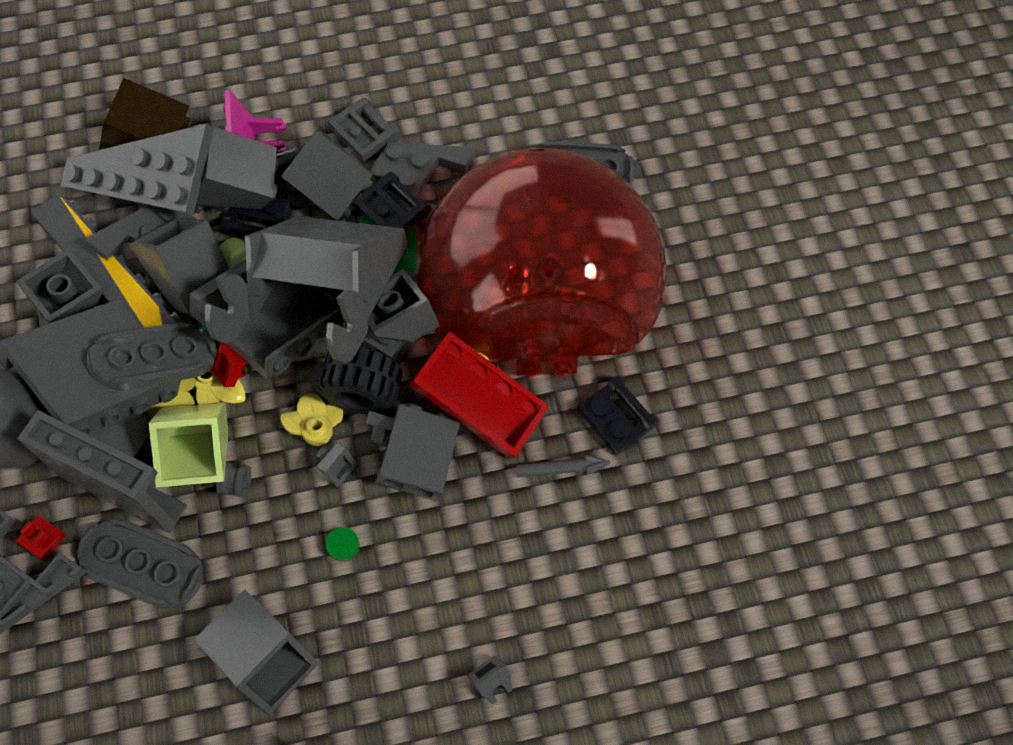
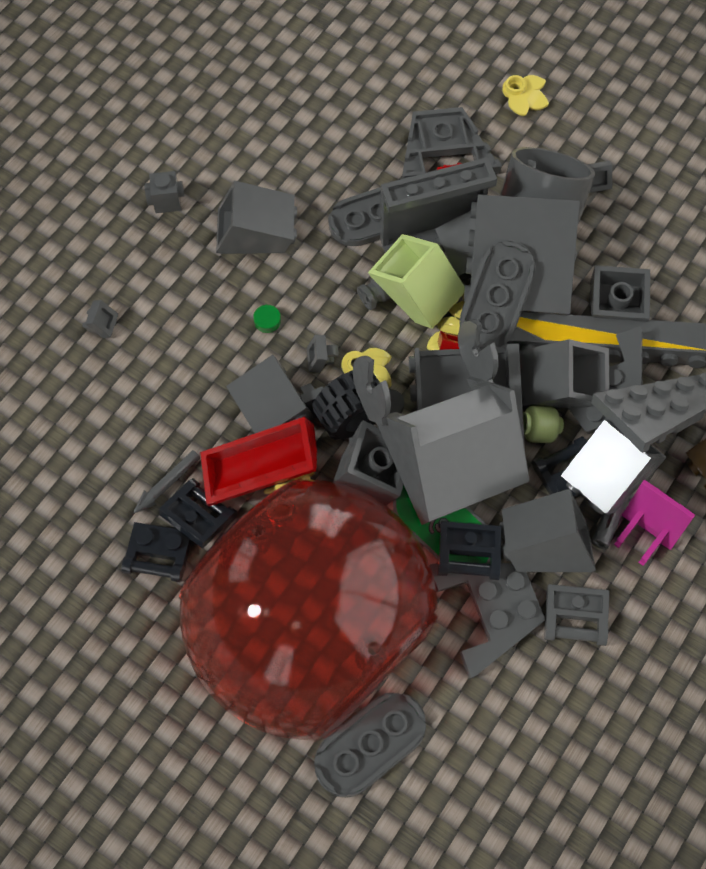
camera: 140 degrees right, 0 degrees up
(569, 412) = (193, 519): none -> black plate

